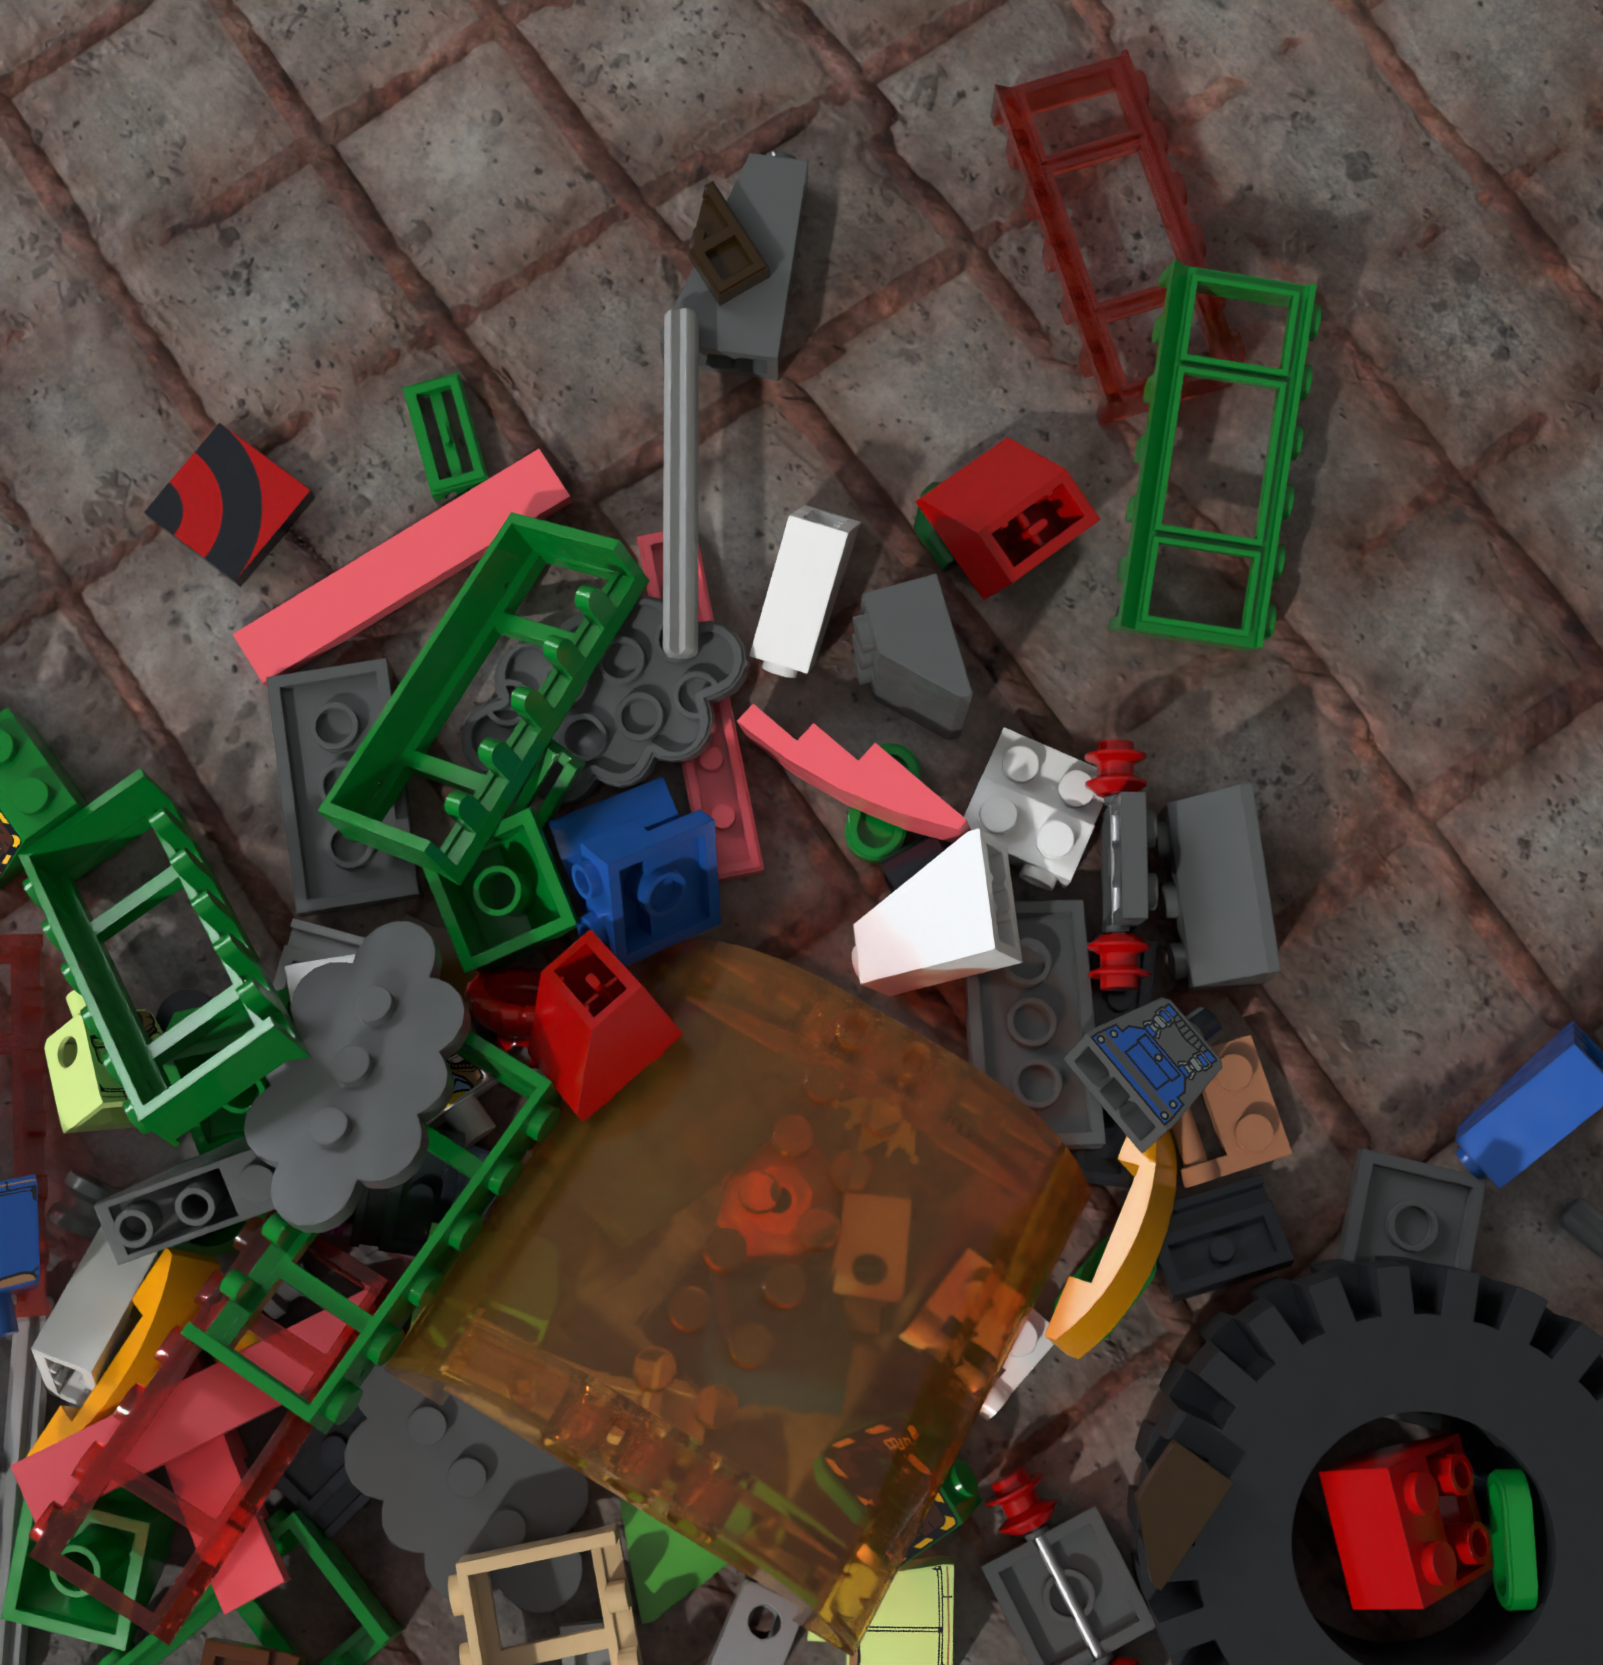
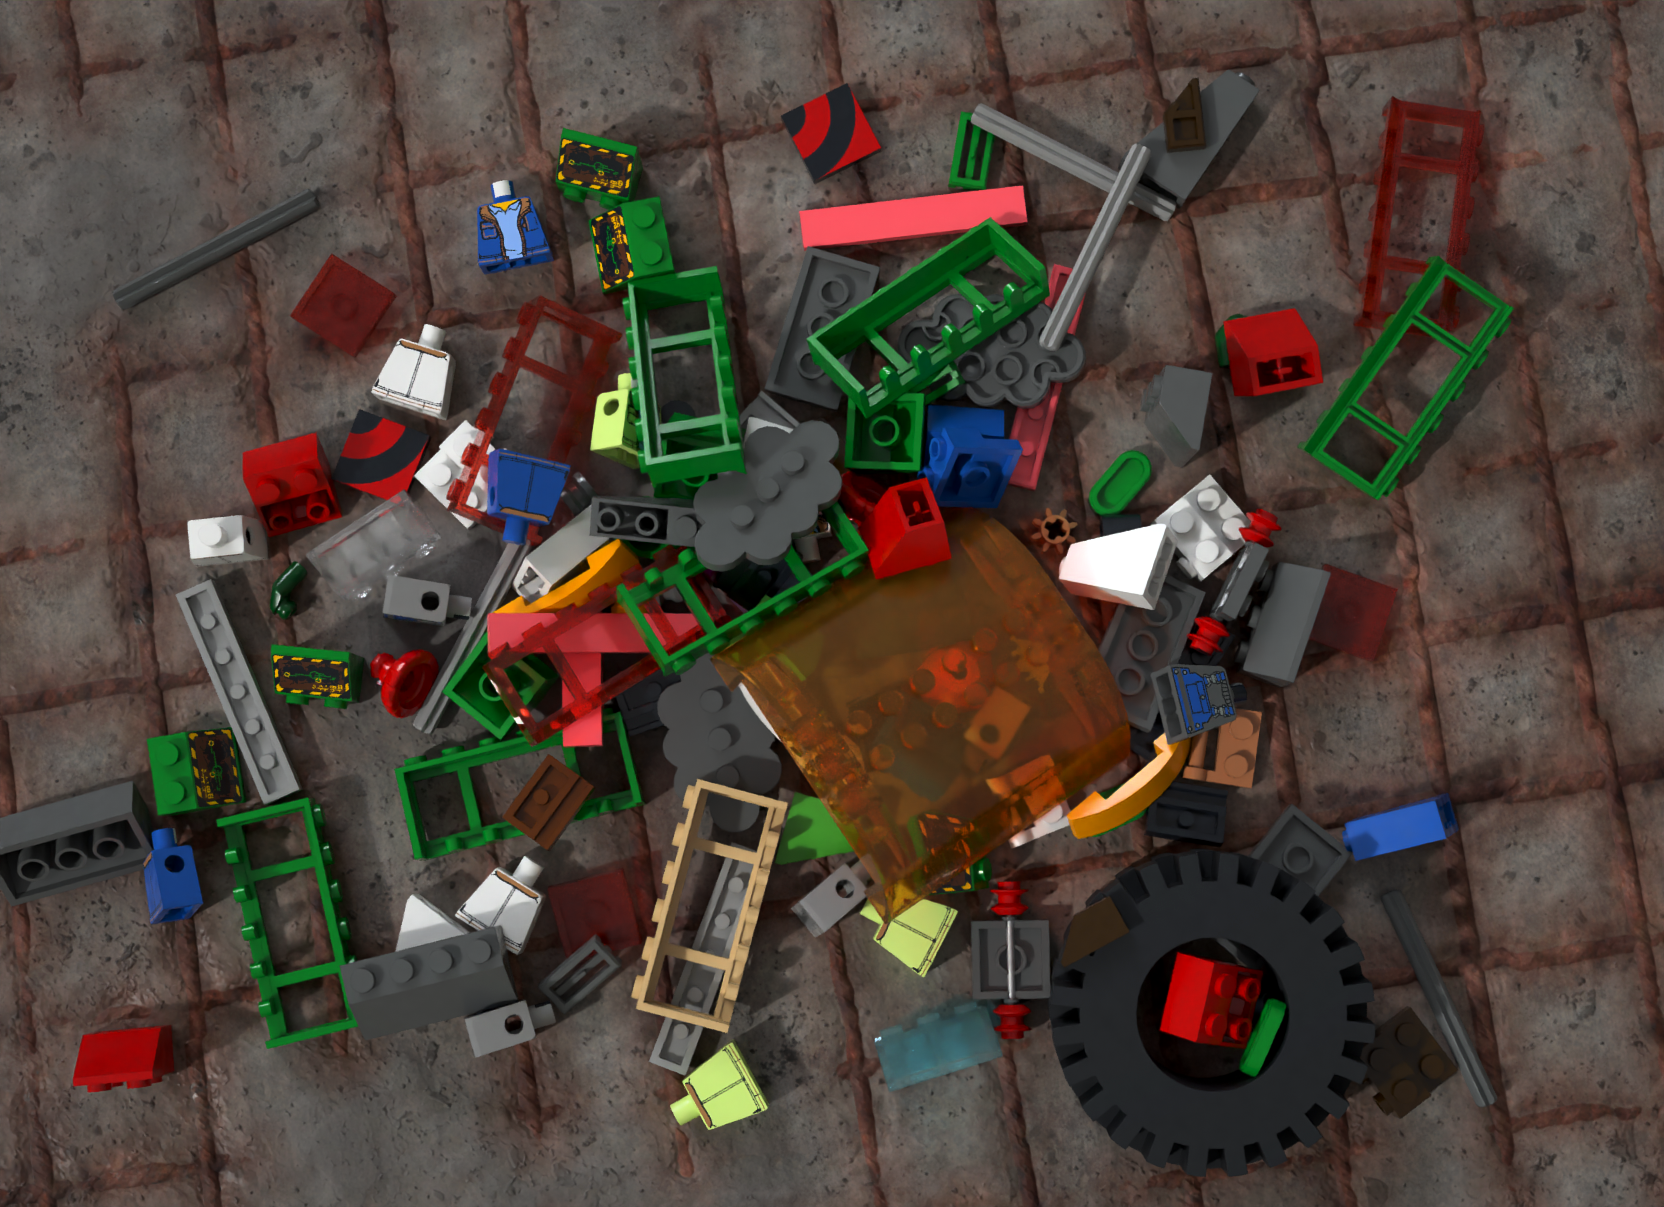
camera: 25 degrees right, 5 degrees up
(584, 382) = (1068, 159): none -> light grey axle
(803, 590) = (1135, 341): white slope -> none
(833, 927) = (1064, 530): none -> medium nougat gear
(871, 784) = (1117, 470): coral slope -> none
(1309, 827) = (1352, 613): none -> clear red plate

